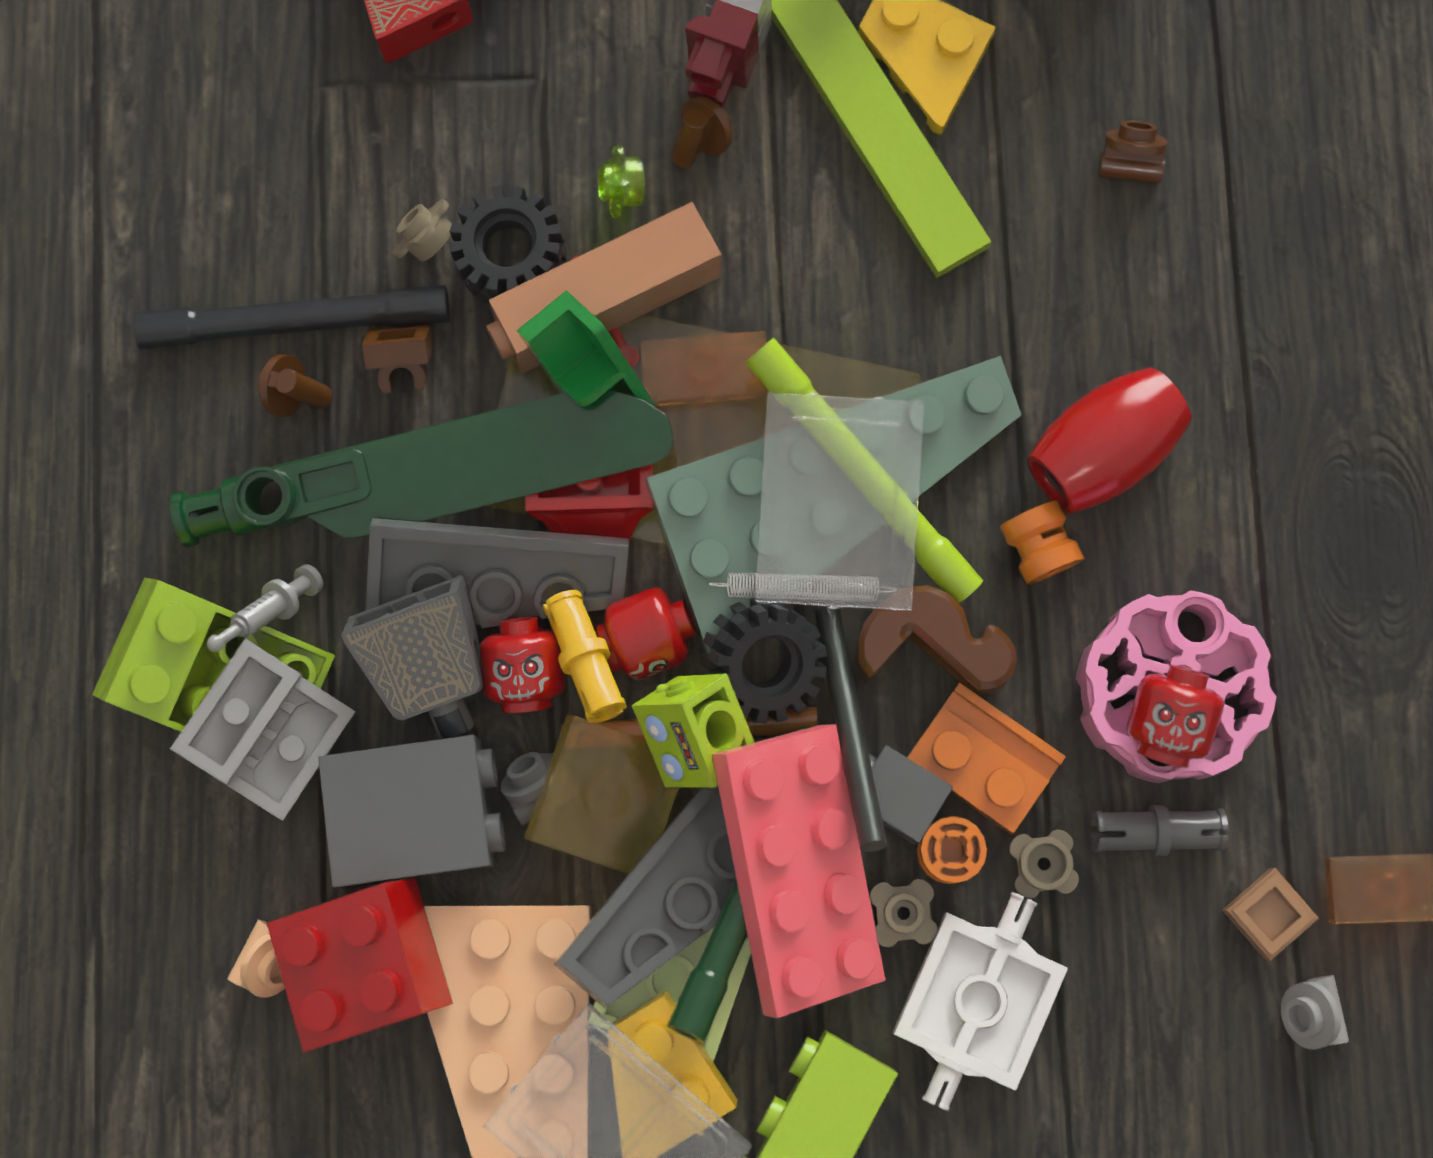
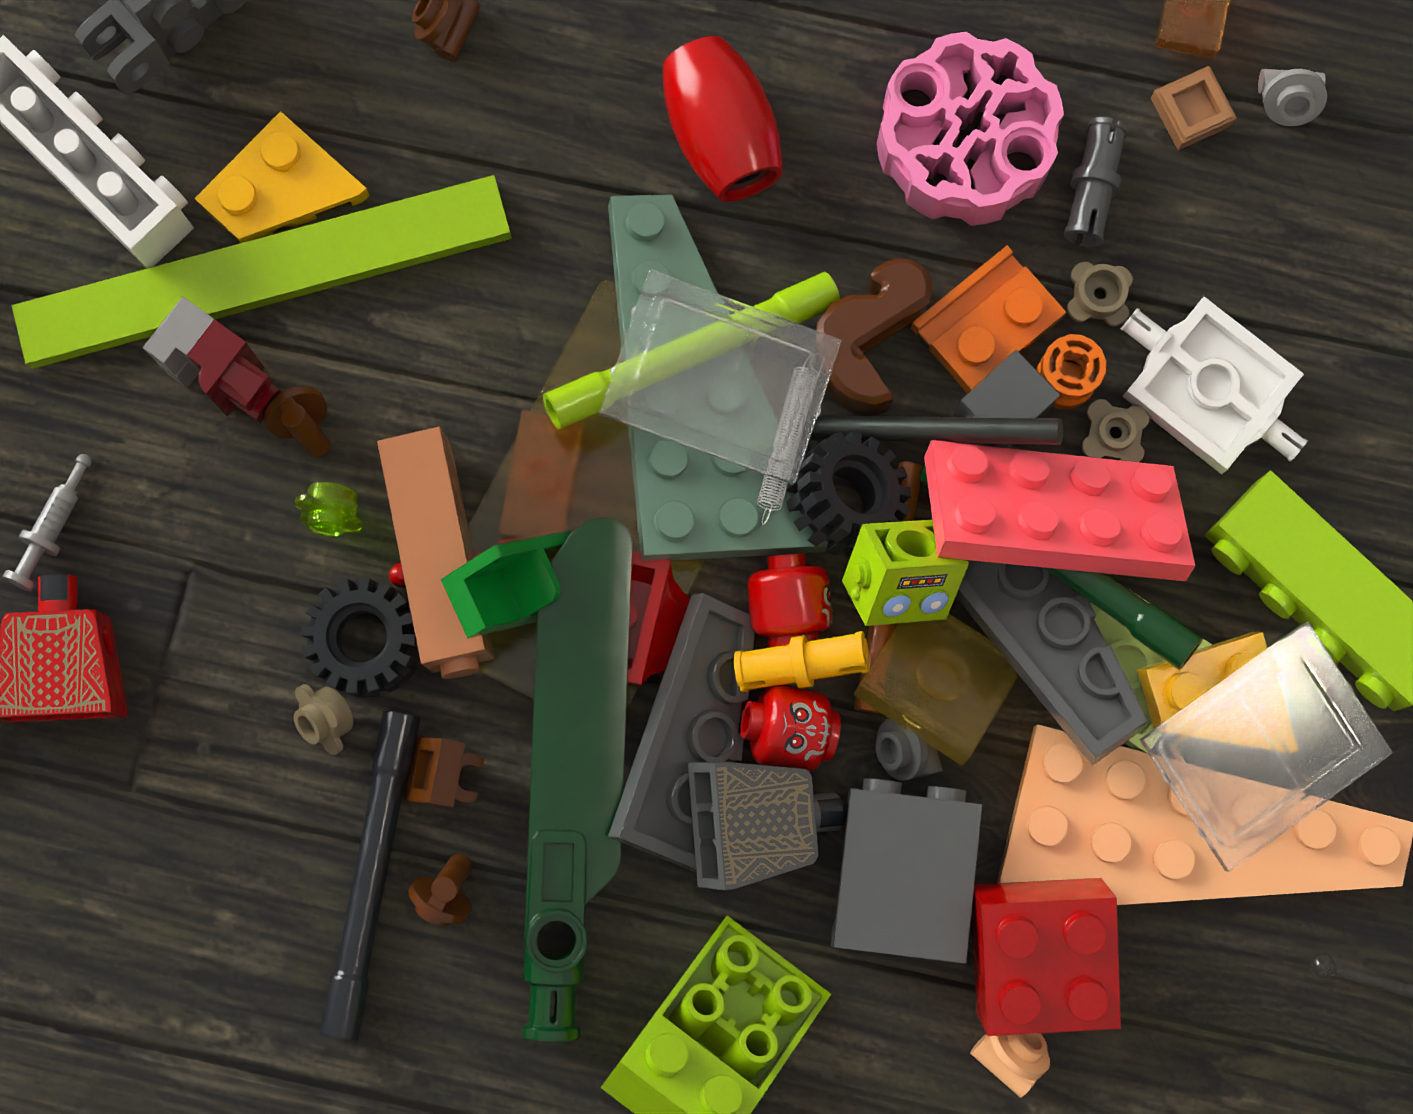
camera: 80 degrees left, 0 degrees up
(262, 730) = (792, 997): light grey slope -> none
(277, 601) = (664, 955): light grey piece -> none
(1042, 542) = (801, 209): orange wheel -> none
(1175, 716) = (1007, 127): red head -> none

